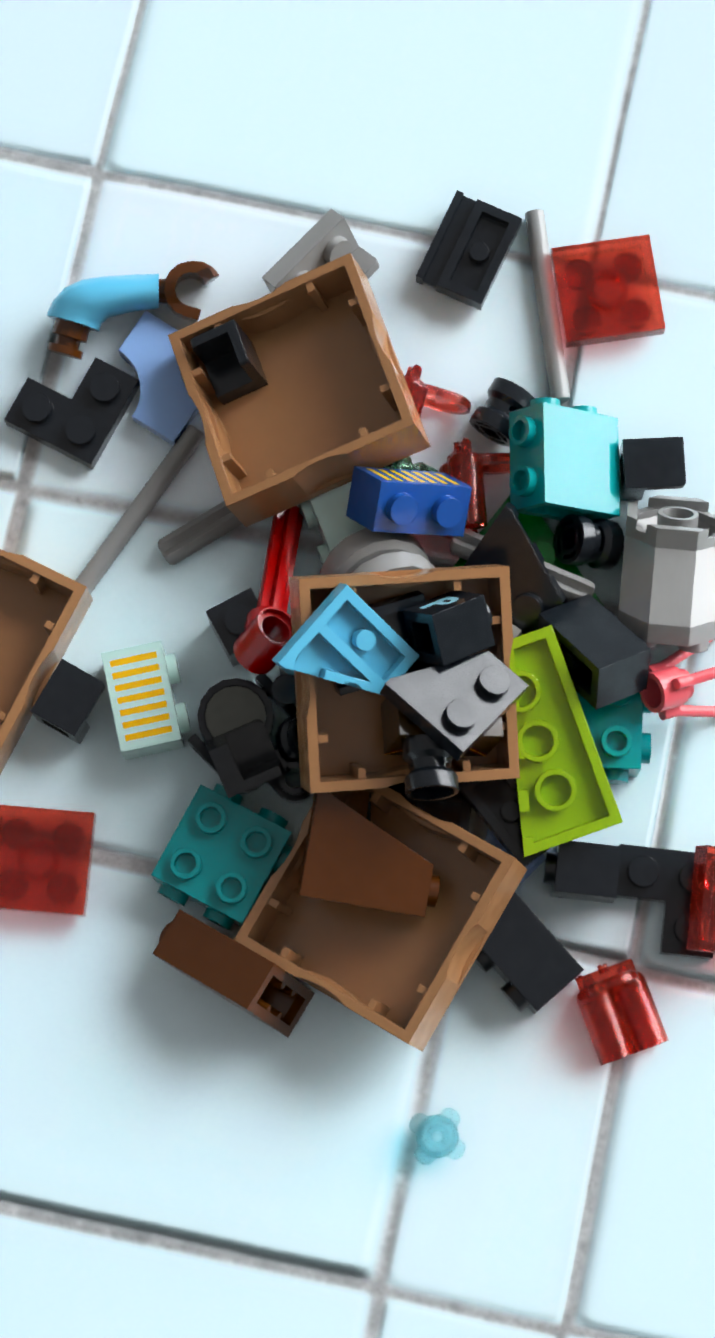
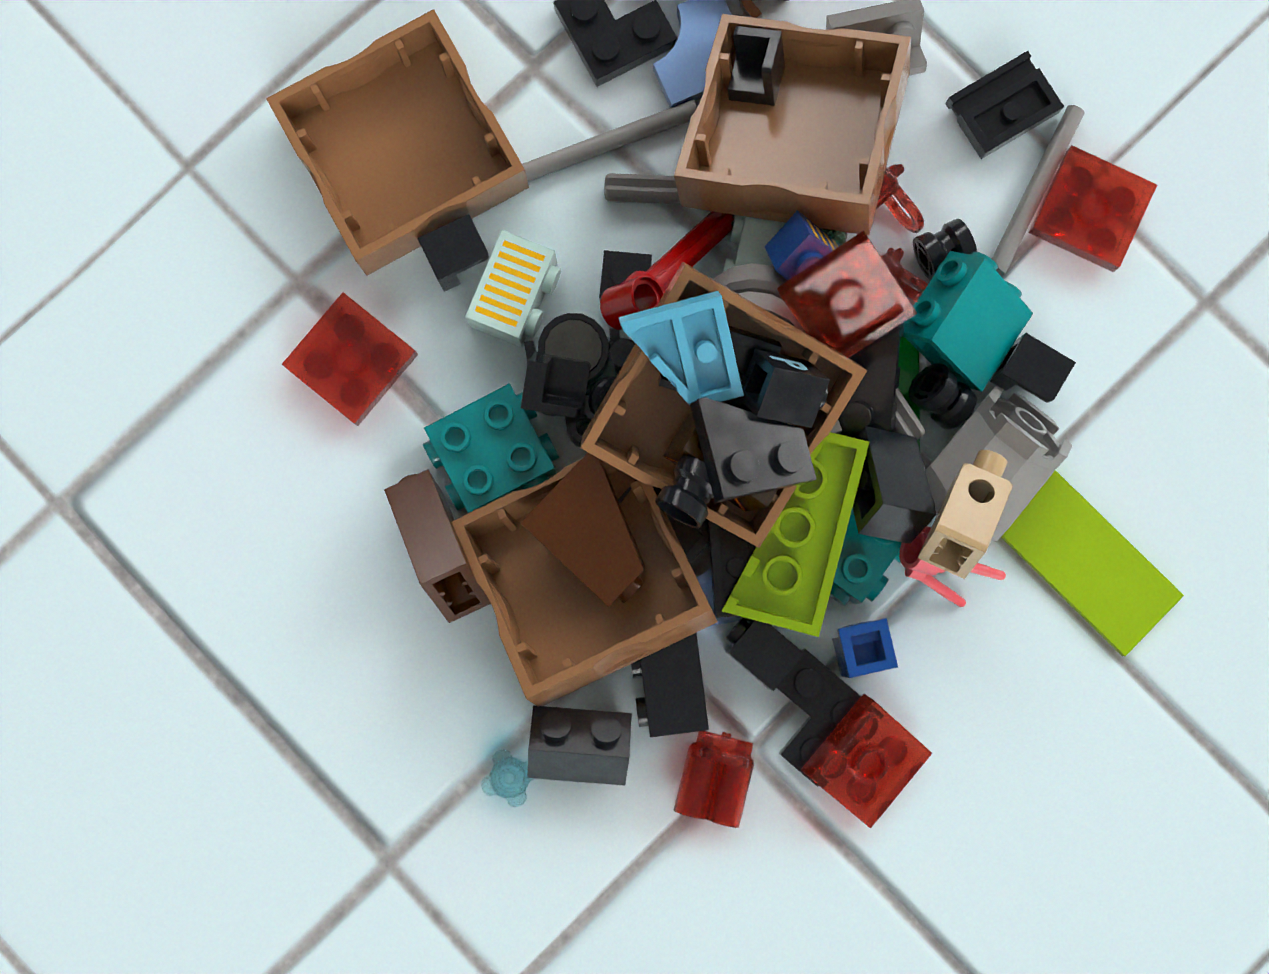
camera: 30 degrees right, 5 degrees up
(450, 514) = (847, 297): none -> clear red plate
(480, 1061) = (579, 745): none -> black brick
(669, 807) = (864, 648): none -> blue brick
(676, 631) = (968, 515): none -> tan torso

